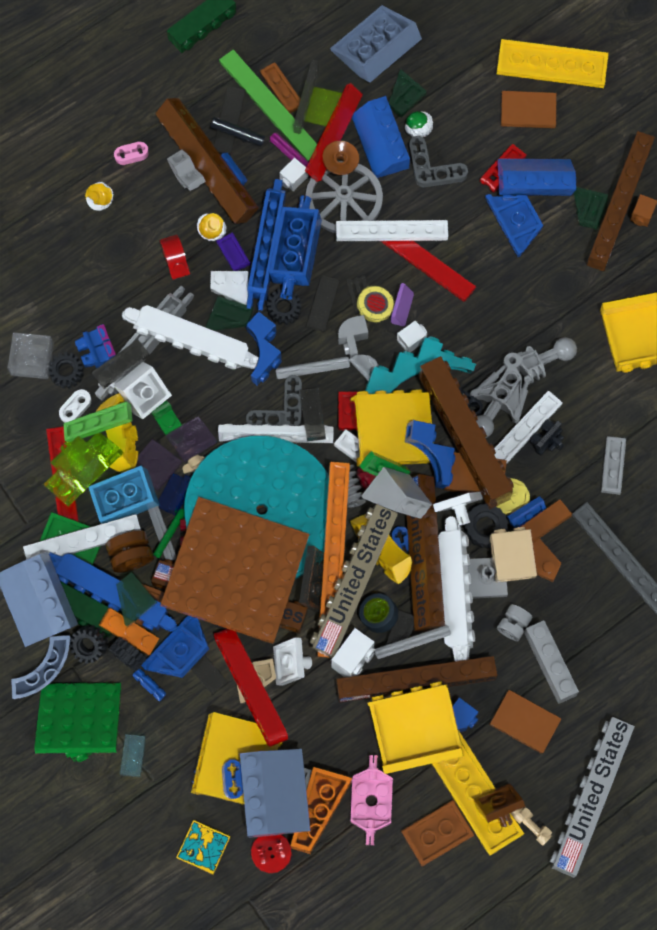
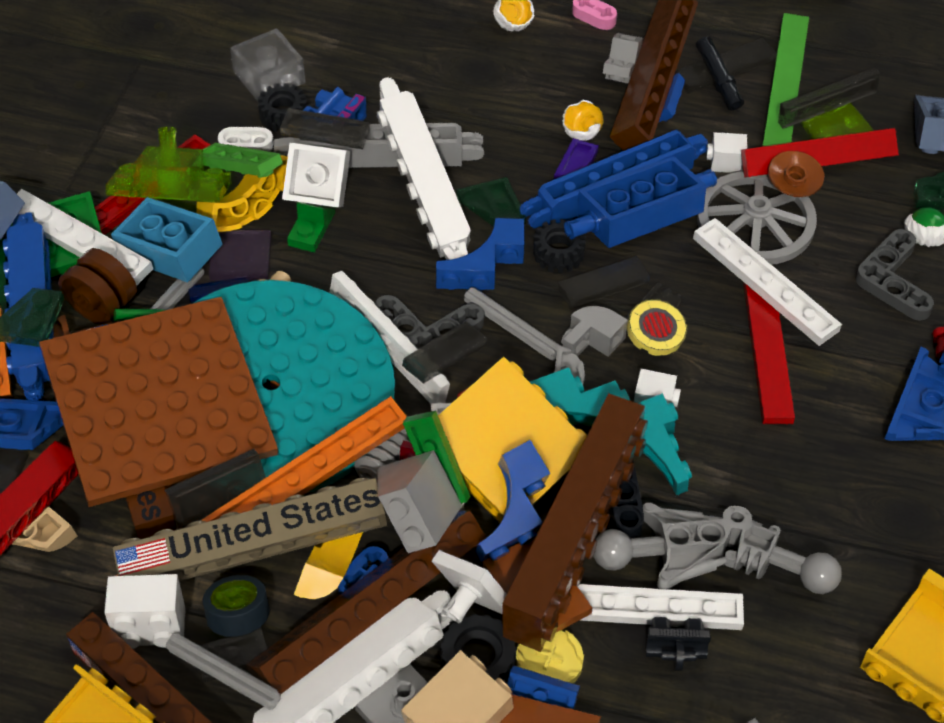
camera: 50 degrees right, 20 degrees down
(175, 256) = (513, 107): red brick -> none
(191, 438) = (302, 261): clear purple tile -> none
(231, 285) = (528, 178): white wing -> none
(281, 87) = (820, 72): dark orange tile -> none
(287, 149) = (753, 127): magenta axle -> none
(290, 661) = (82, 548): white tile -> none
(381, 138) = (868, 202): blue slope -> none
(402, 305) = (686, 355): medium lavender slope -> none

